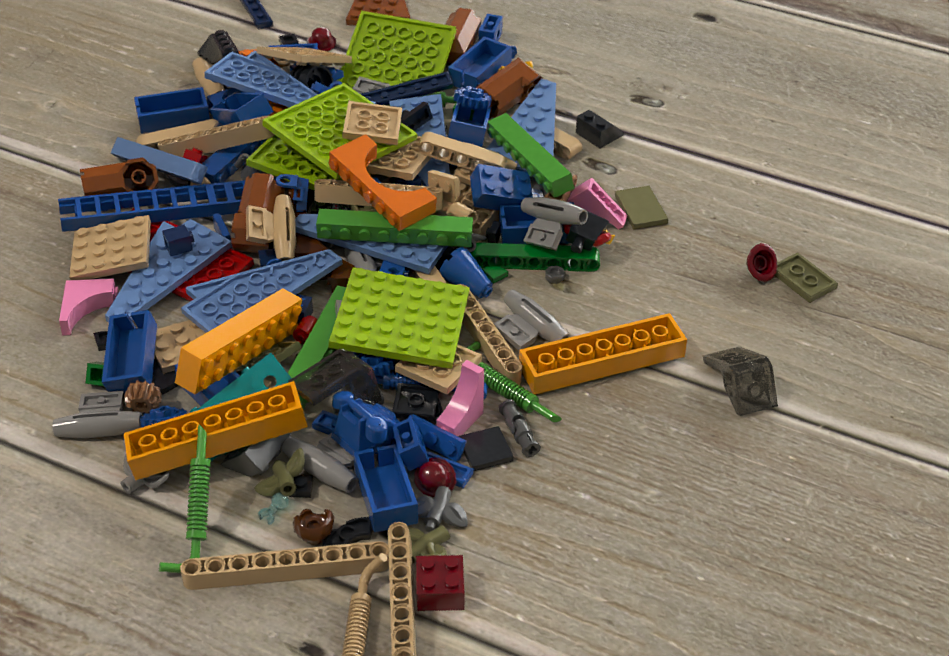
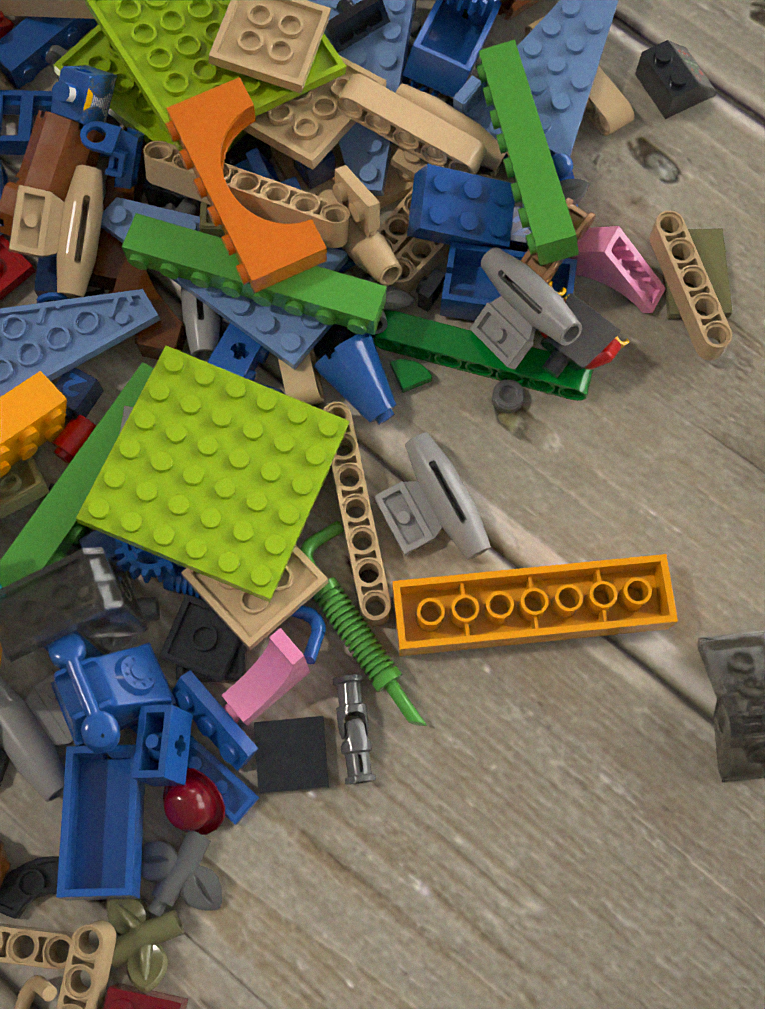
camera: 15 degrees right, 30 degrees up
(272, 162) = (83, 94): none -> blue torso
(488, 141) = (468, 96): none -> medium blue tile
(640, 207) = (686, 298): none -> tan beam

